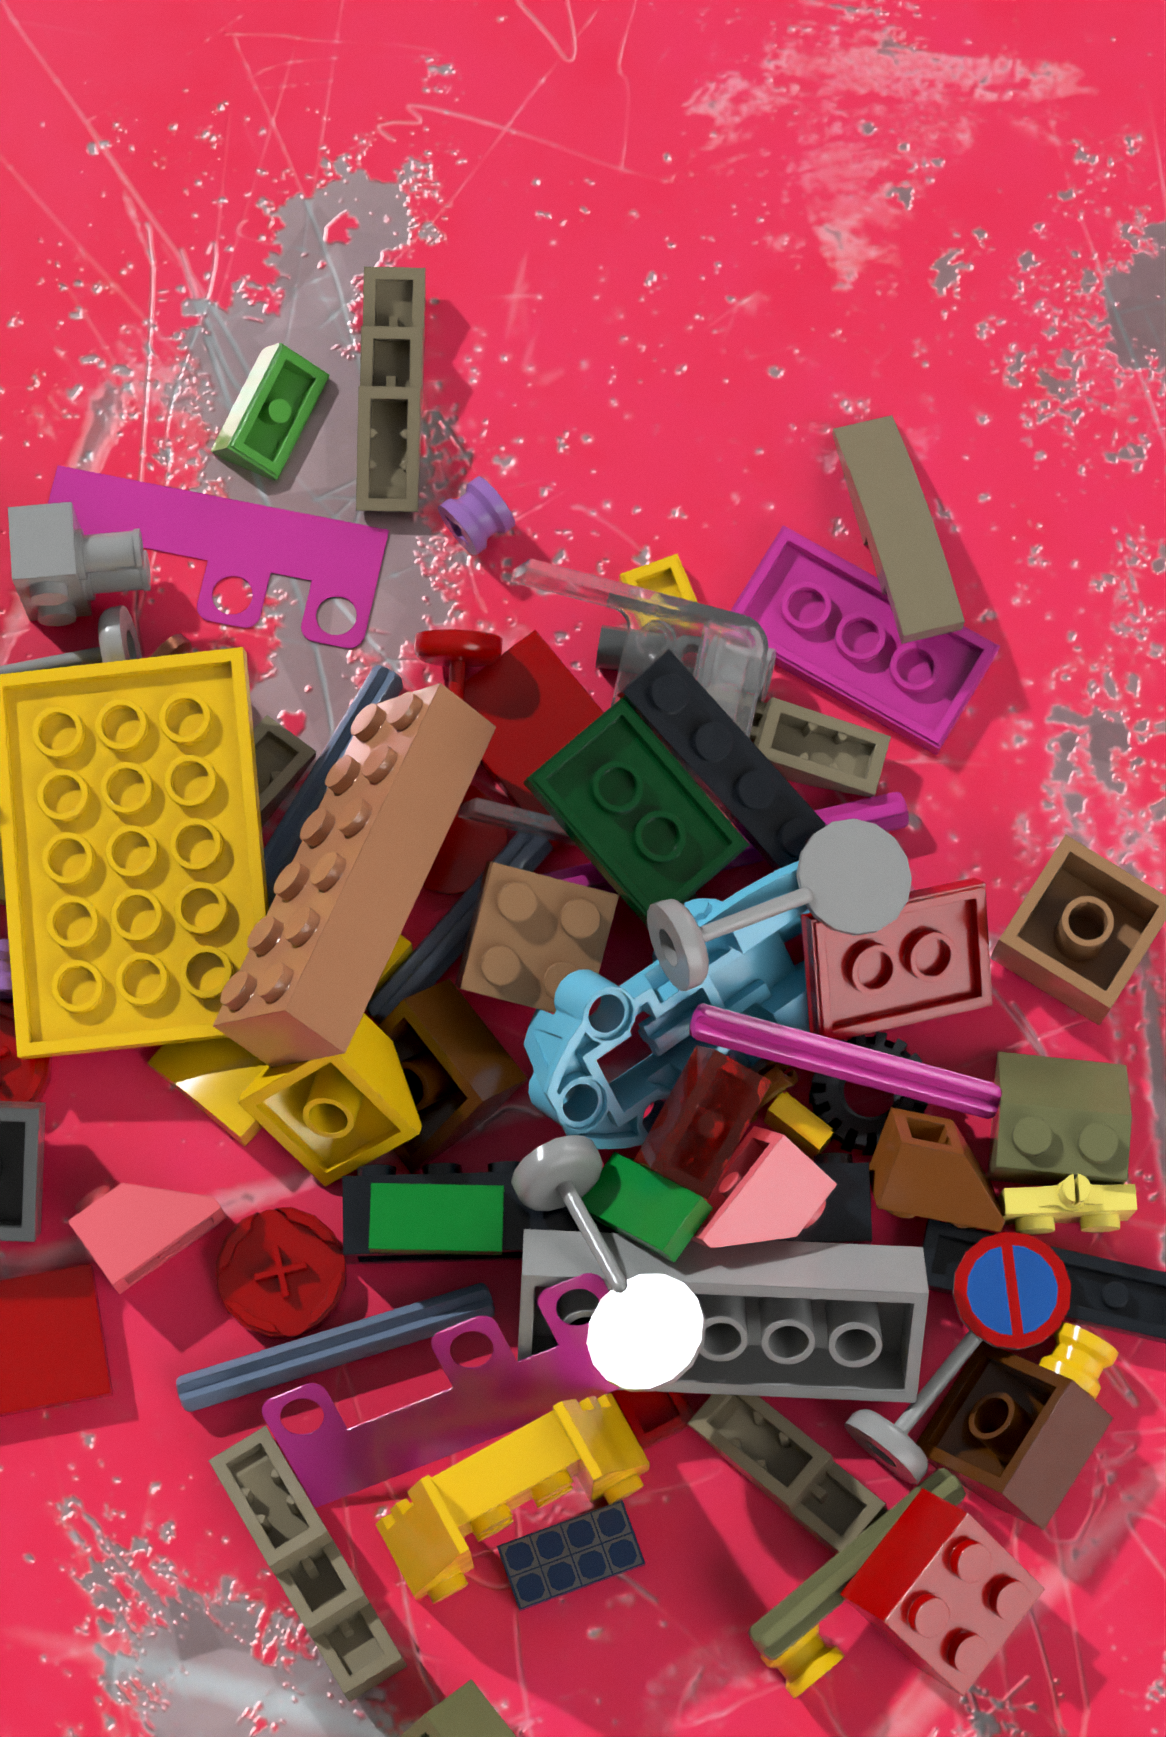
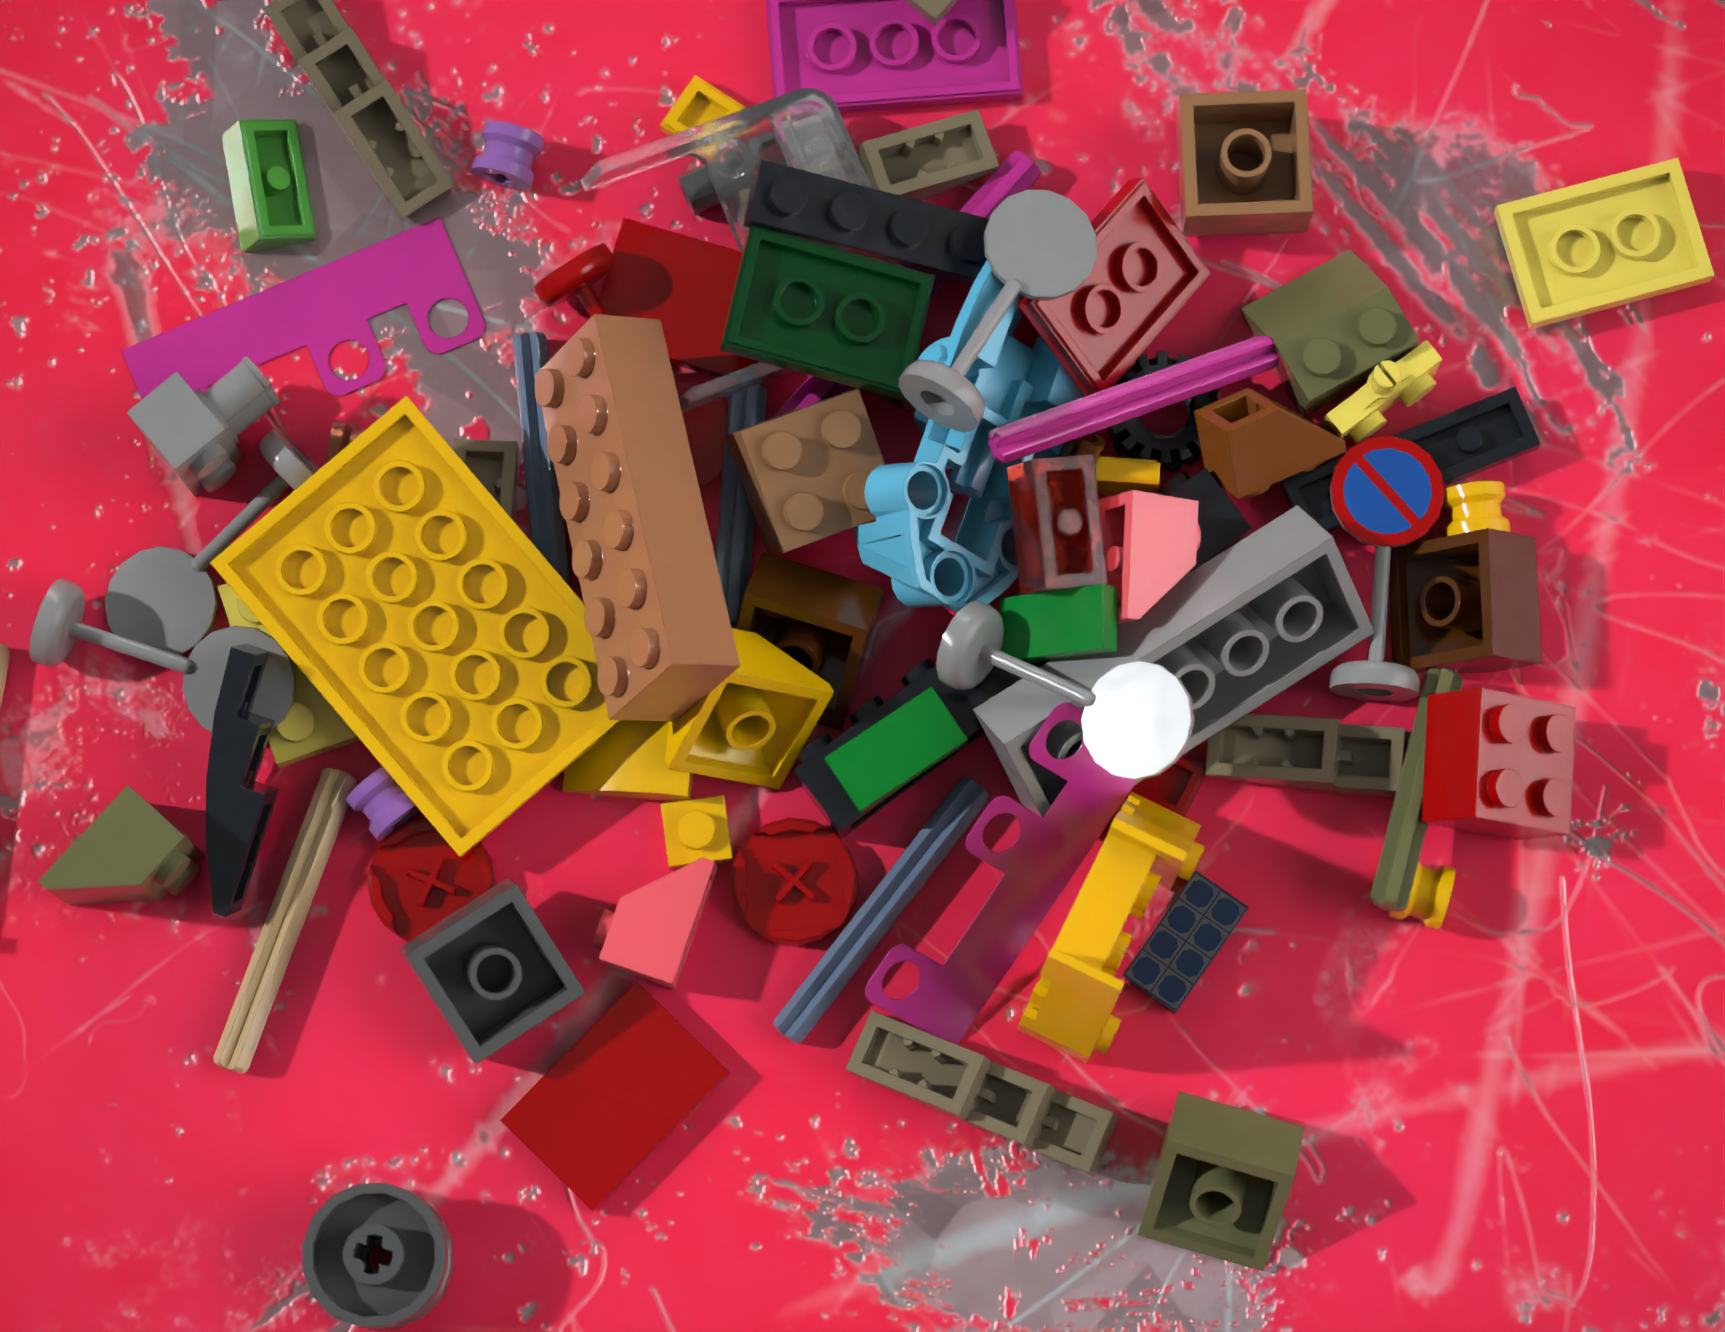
camera: 30 degrees left, 5 degrees up
(231, 1174) = (696, 831): none -> yellow plate

